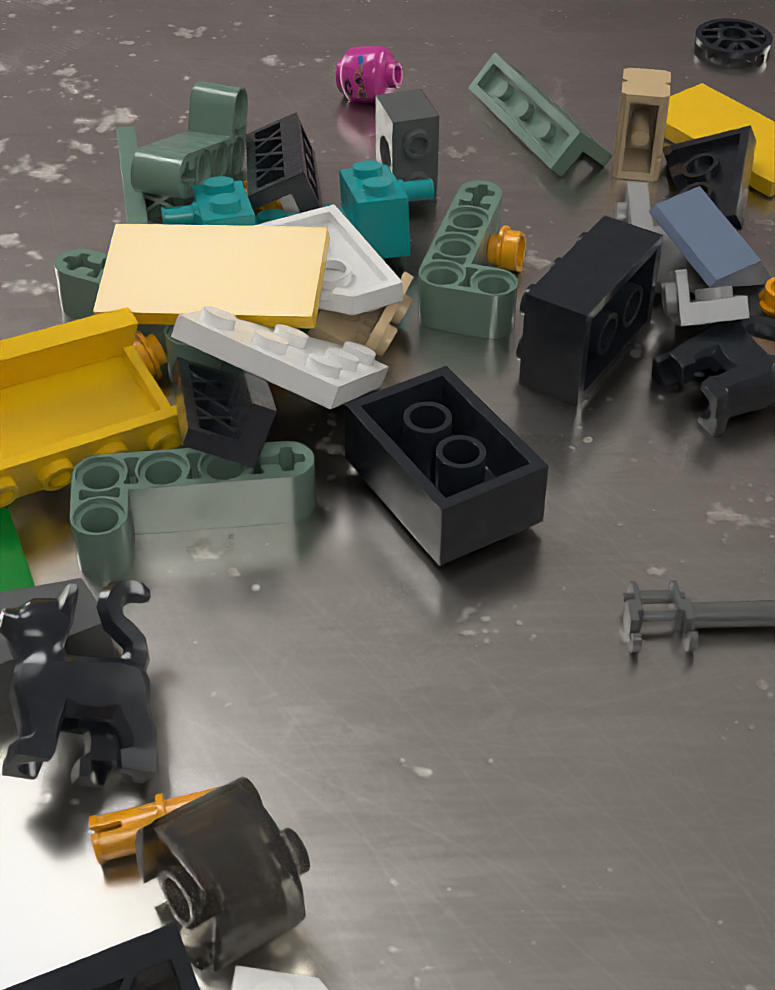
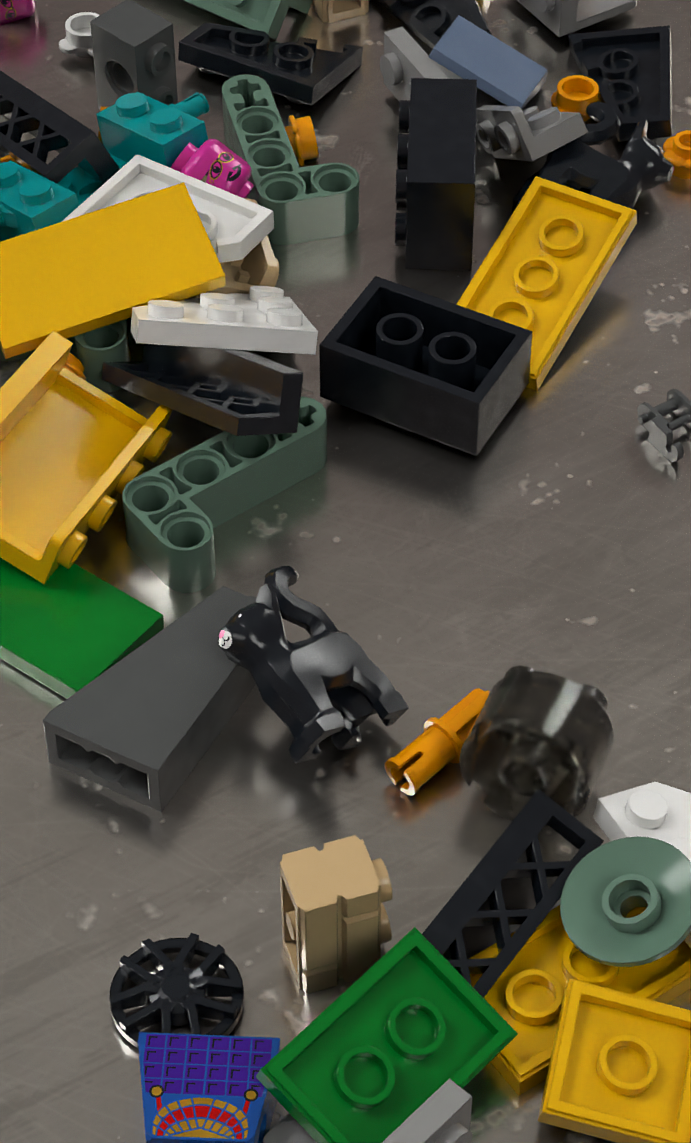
camera: 30 degrees left, 5 degrees up
(394, 239) = (216, 166): none -> dark pink head
(538, 195) = (289, 68): none -> black wing
(626, 428) = (549, 266): none -> yellow tile

